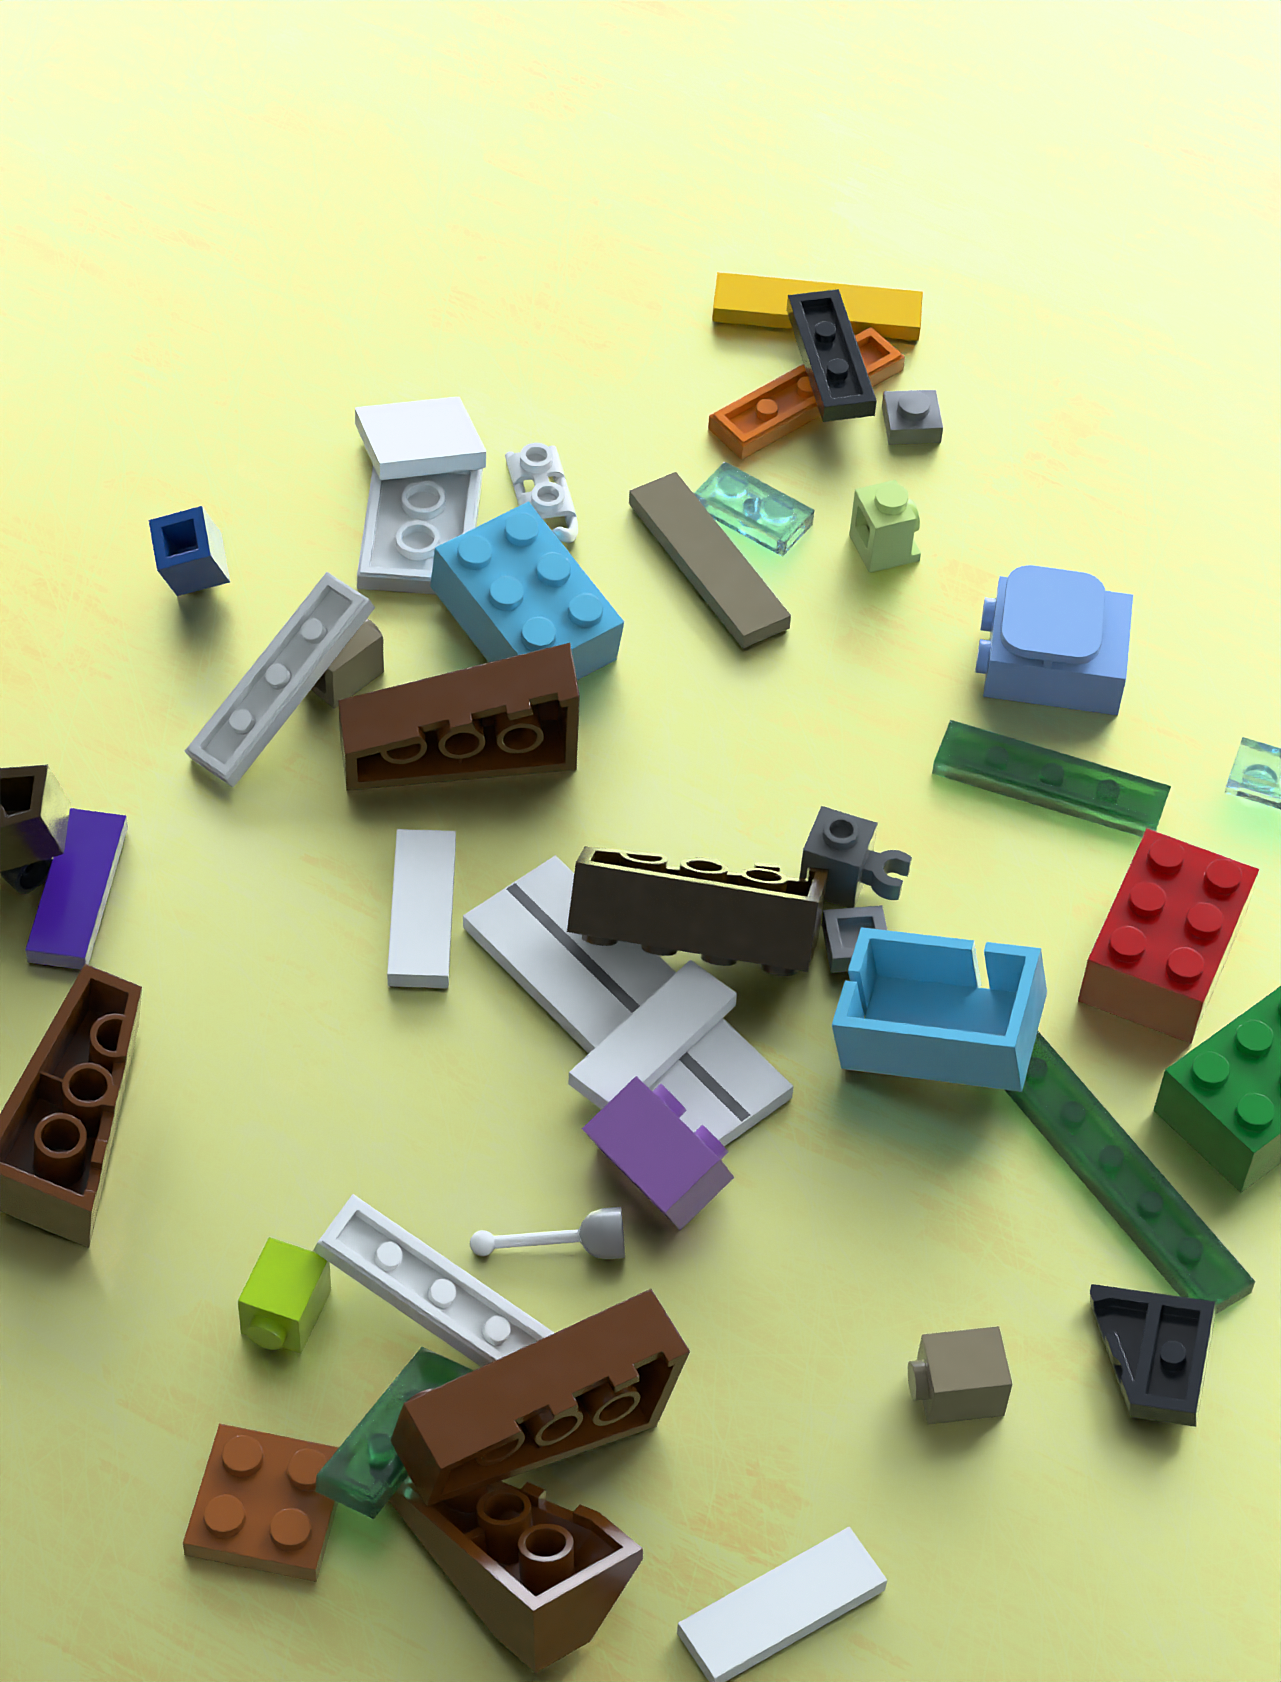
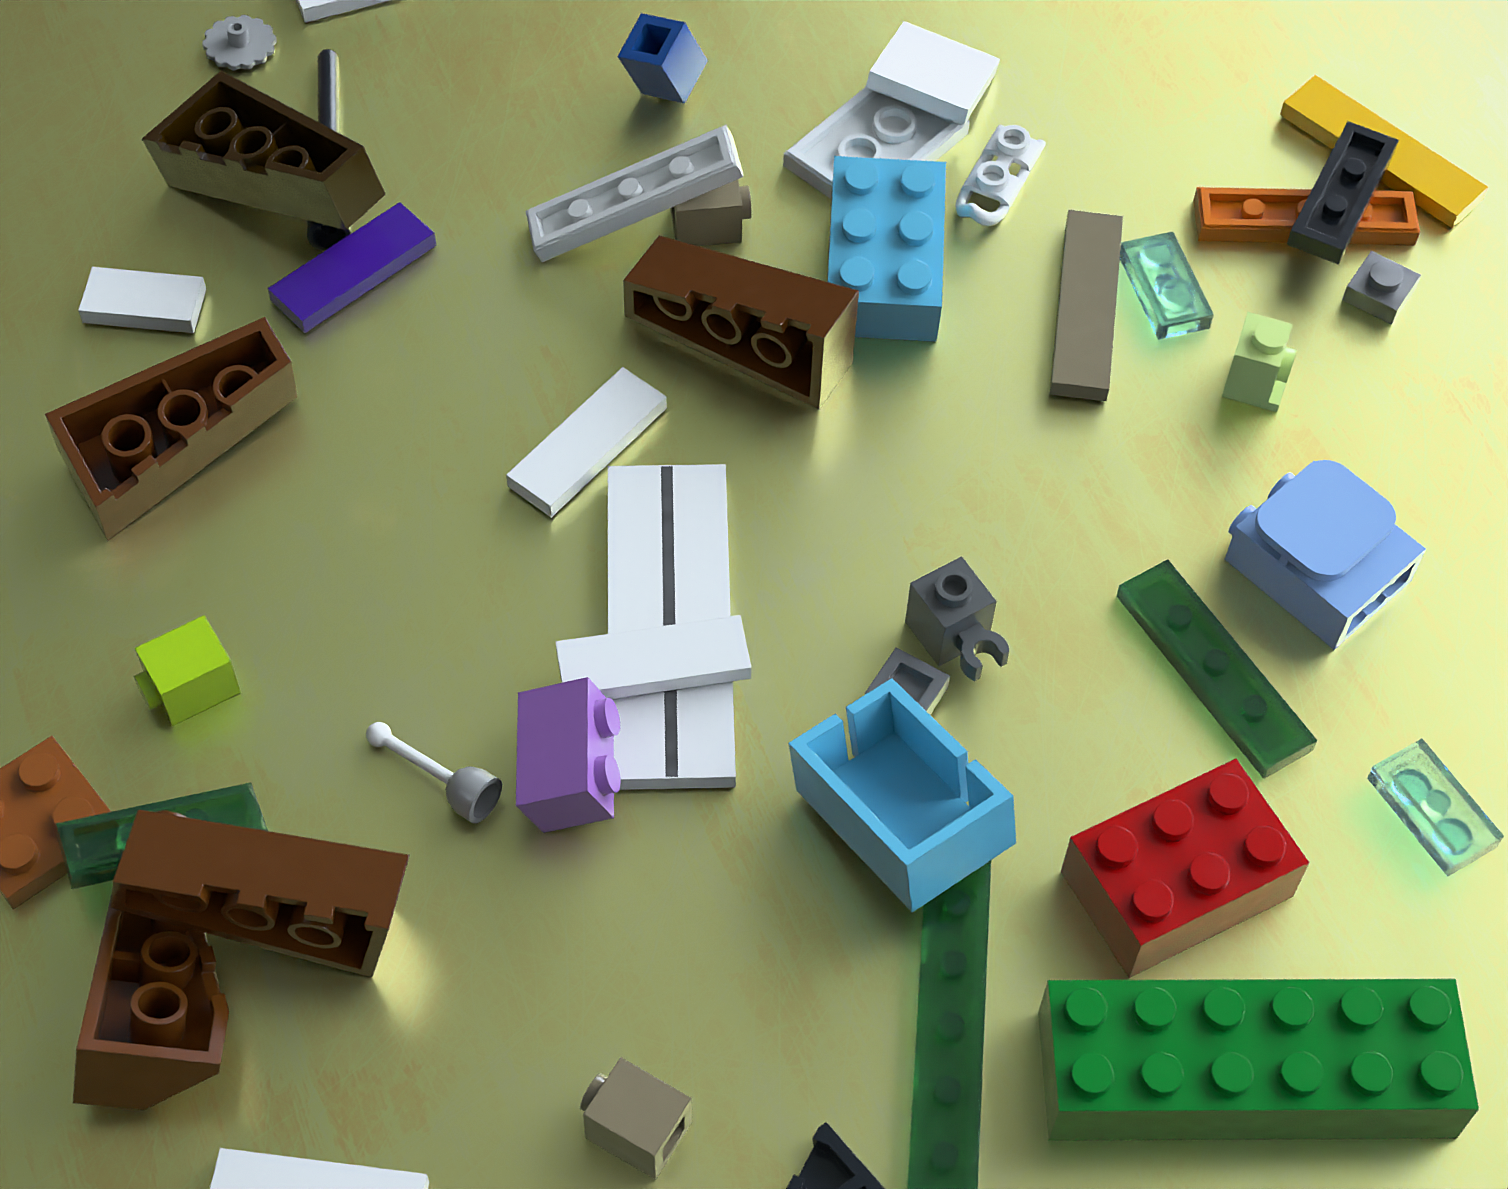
camera: 40 degrees right, 5 degrees up
(426, 1285) = (285, 735): white tile -> none
(698, 908) = (782, 579): dark brown wedge -> none

